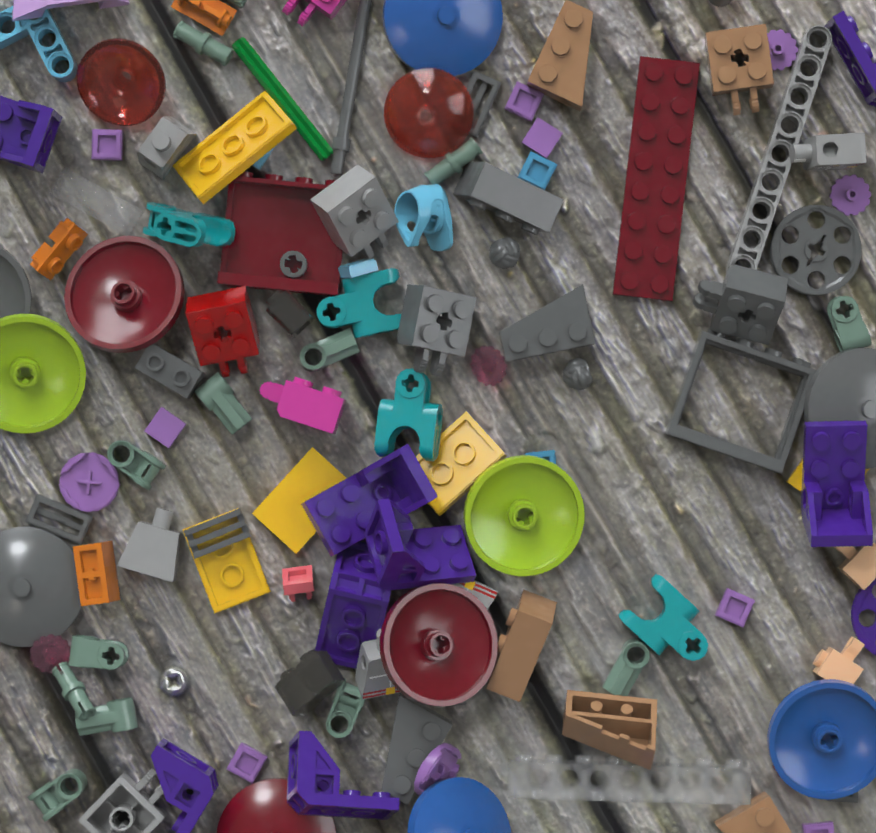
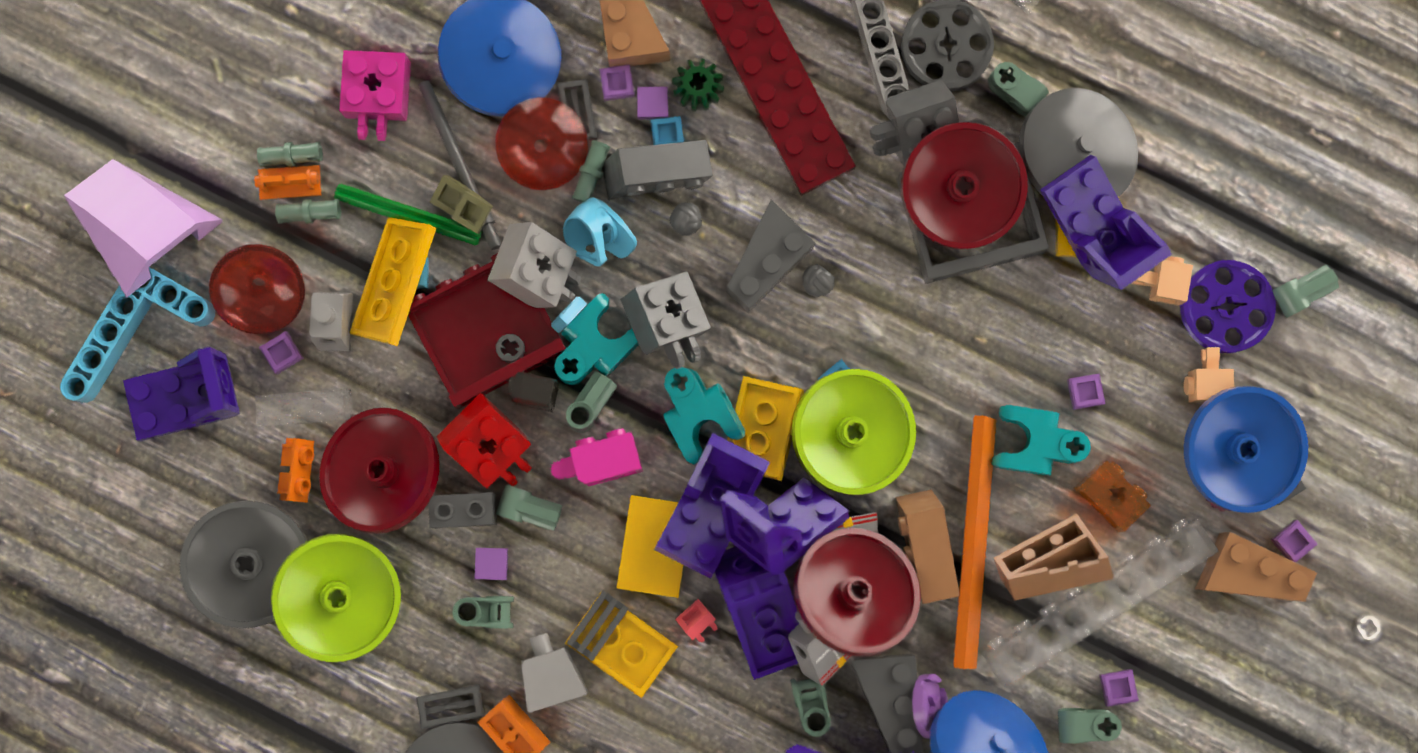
camera: 40 degrees left, 5 degrees down
(89, 482) = (455, 656): medium lavender tile -> none
(188, 227) = (397, 375): teal piece -> none
(309, 682) = (765, 703): clear smoke brick -> none
(332, 120) = (461, 203): none -> olive slope
(488, 365) = (736, 324): clear pink piece -> none
(561, 667) = (974, 543): none -> orange tile
(581, 140) = (710, 86): none -> dark green gear
(625, 670) = (1032, 508): sand green piece -> none
(693, 722) = (1096, 492): none -> clear orange brick
(745, 378) = (964, 185): none -> dark red dish

